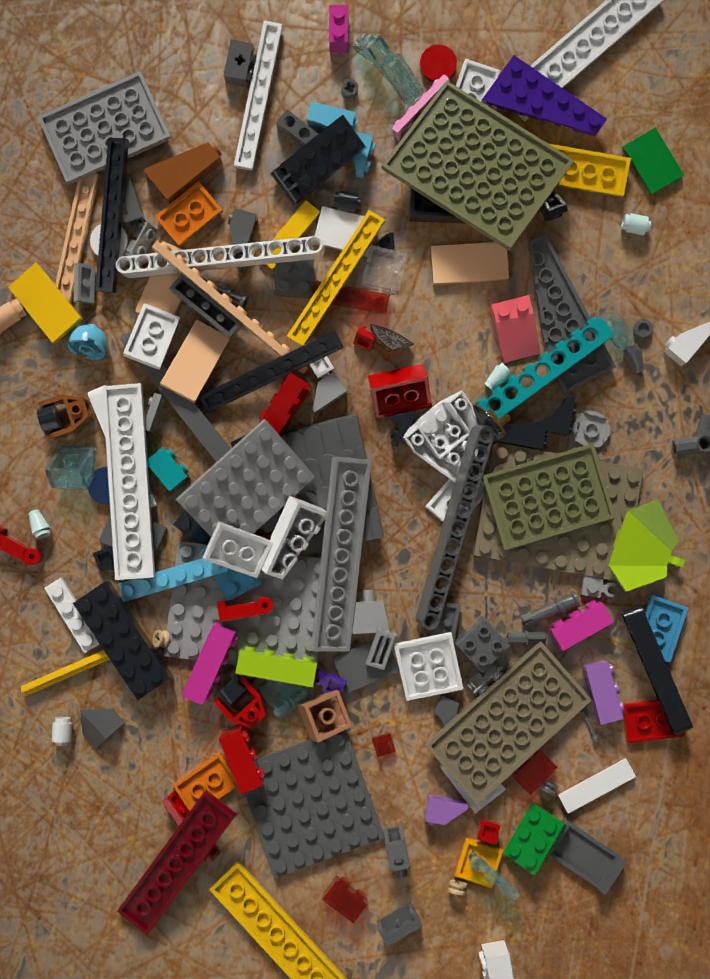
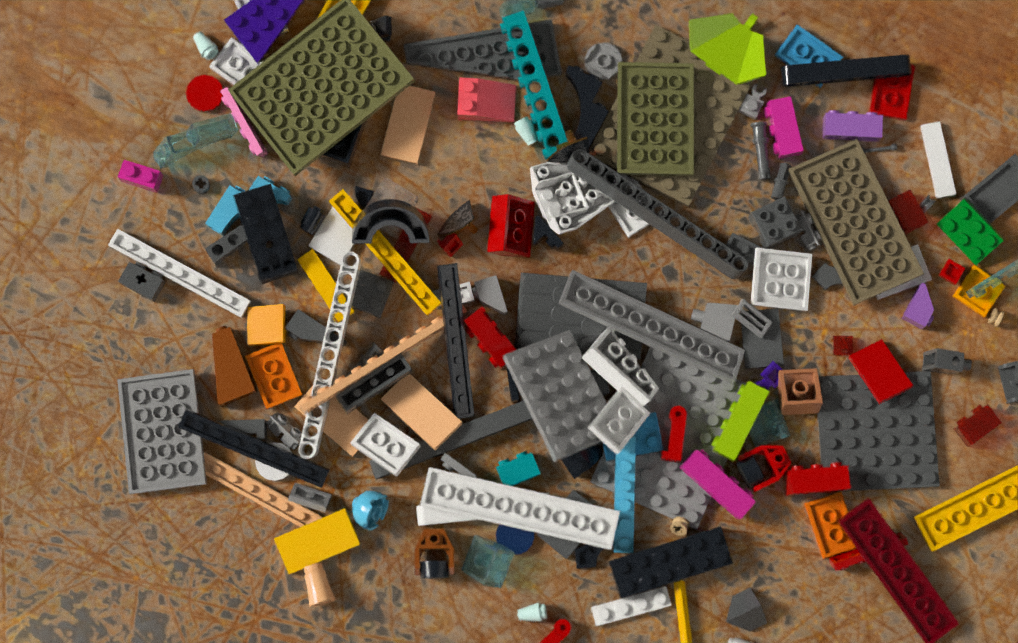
camera: 75 degrees left, 5 degrees down
(233, 191) = (266, 324): none -> light orange tile
(368, 789) = (880, 371): none -> red tile
(372, 272) = (387, 213): none -> black brick
(482, 50) = (205, 46): none -> light aqua cone

